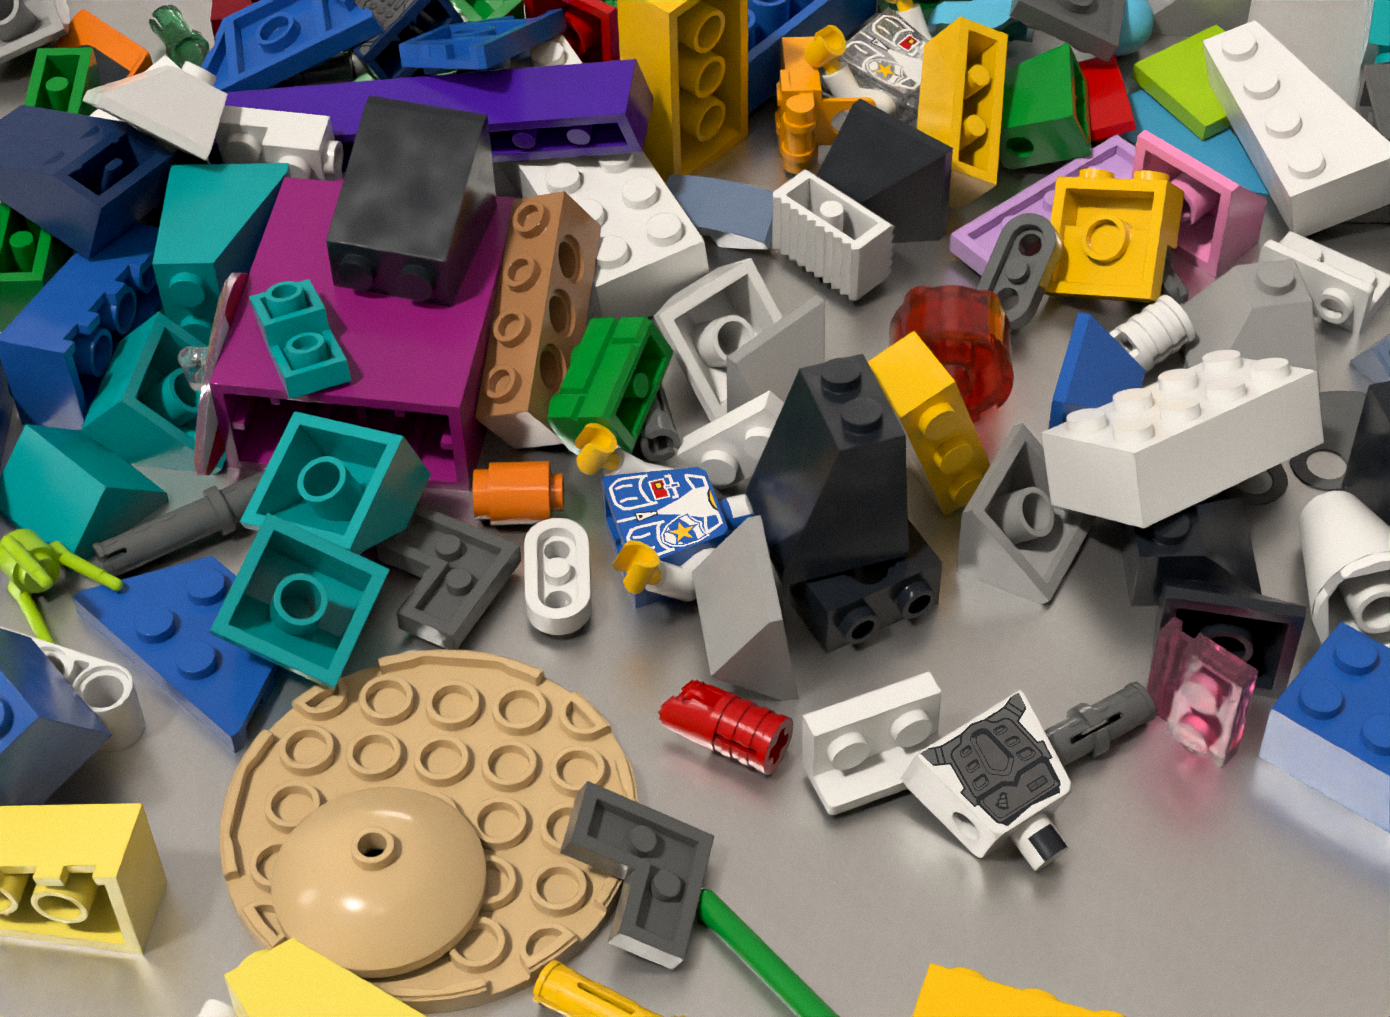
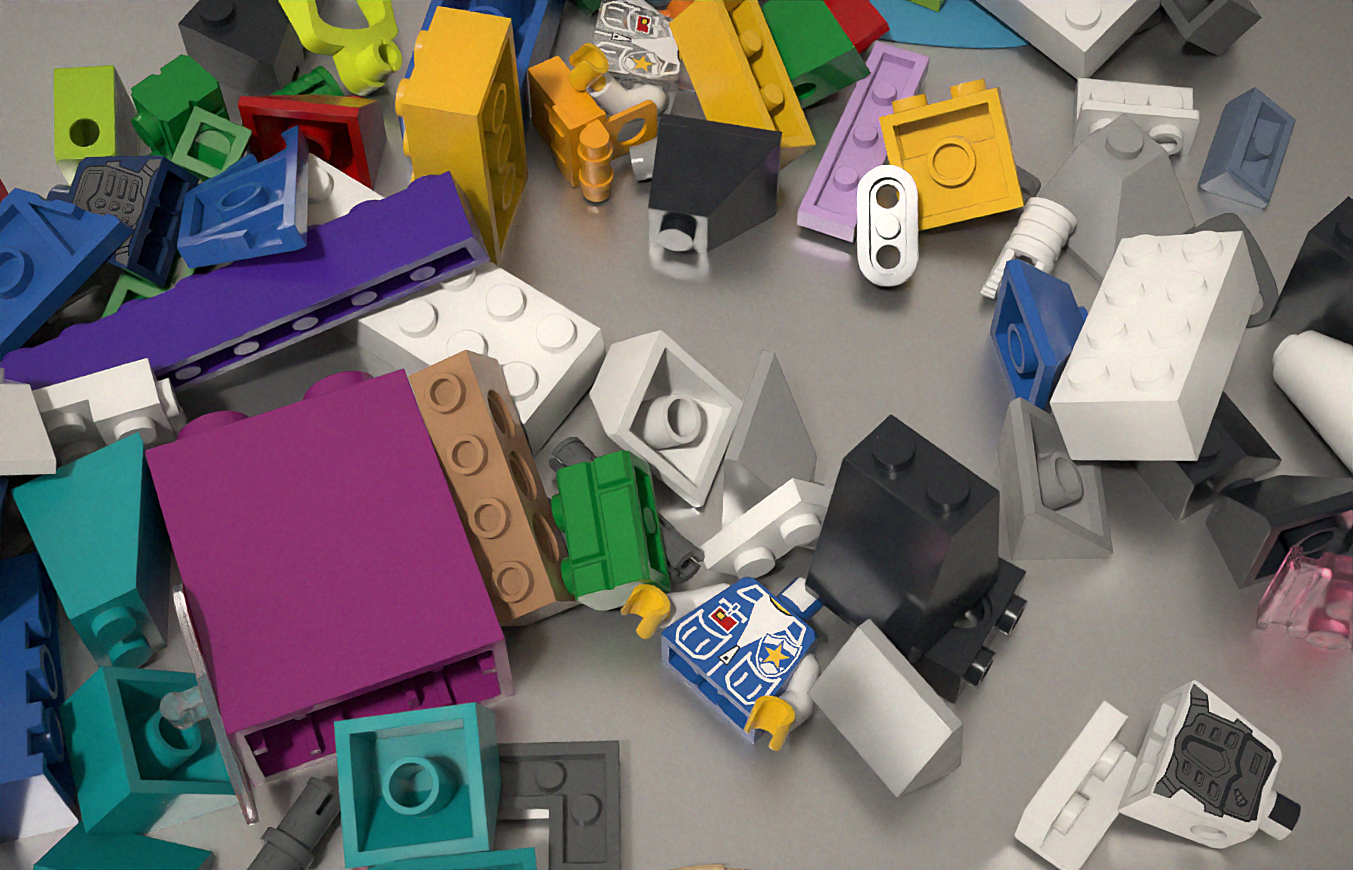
camera: 30 degrees left, 10 degrees up
(299, 338) = (295, 640): teal slope -> none
(412, 201) = (325, 436): black slope -> none
(517, 493) = (577, 682): orange brick -> none
(557, 581) = (674, 755): white plate -> none
(726, 210) = (577, 272): sand blue slope -> none
(729, 725) = (929, 833): red hinge -> none
(831, 235) = (696, 261): white brick -> none
(939, 433) = (951, 421): yellow brick -> none
(966, 335) = (889, 343): clear red brick -> none
(1122, 713) = (1237, 666): dark grey pin -> none
(1217, 214) = (1022, 78): bright pink slope -> none

